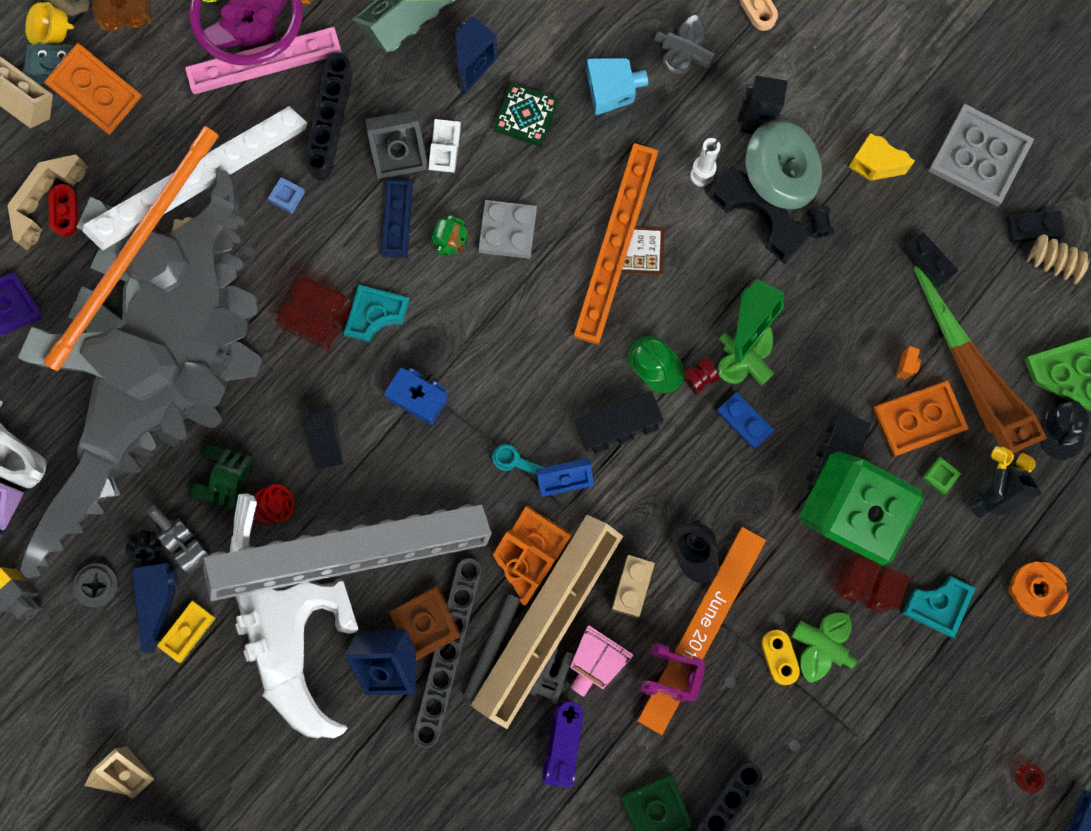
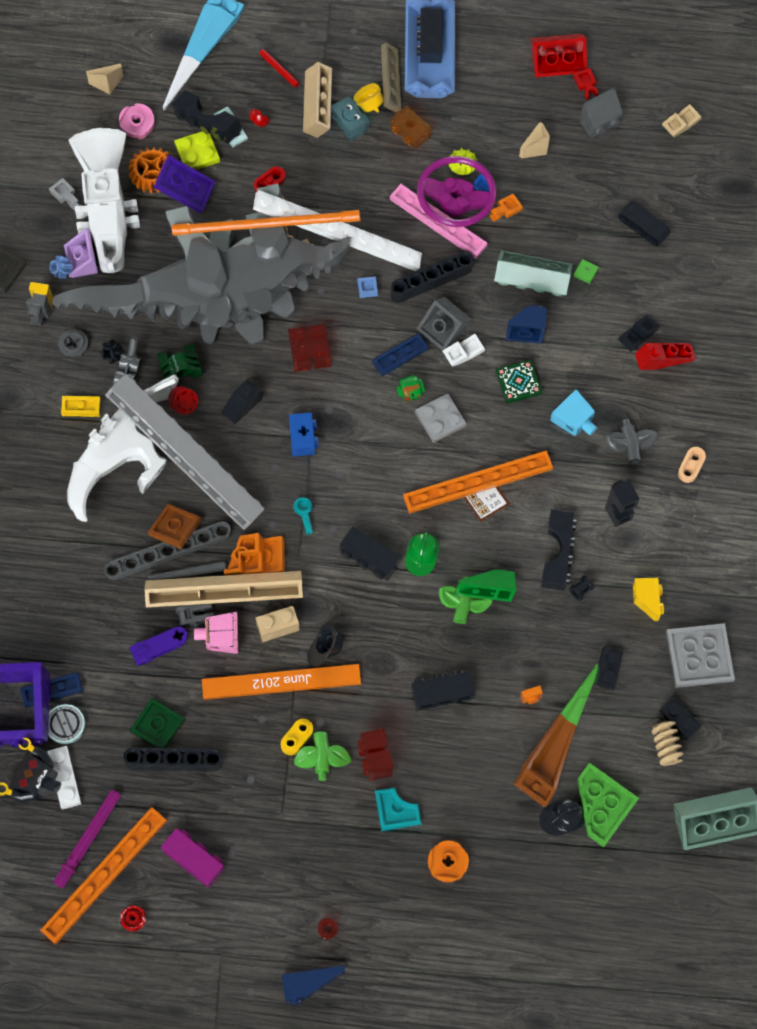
camera: 55 degrees right, 10 degrees down
(67, 169) = (262, 158): tan slope -> none
(93, 89) = (350, 146): orange tile -> none
(154, 596) = (86, 377): dark blue slope -> none
(374, 310) = (335, 379): teal tile -> none
(383, 662) = (136, 517): dark blue slope -> none
(565, 477) = (314, 545): blue plate -> none
(693, 681) = (244, 690): magenta piece -> none
(700, 375) = (432, 581): dark red wheel -> none
(705, 165) = (558, 495): white pin -> none
(745, 420) = (425, 625): blue plate -> none
(783, 164) = (598, 541): sand green hat -> none
(842, 502) = (433, 718): green plate -> none
(920, 418) = (503, 726): orange tile -> none
(941, 476) = (476, 761): bright green tile -> none
(1008, 486) = (493, 797): black torso -> none

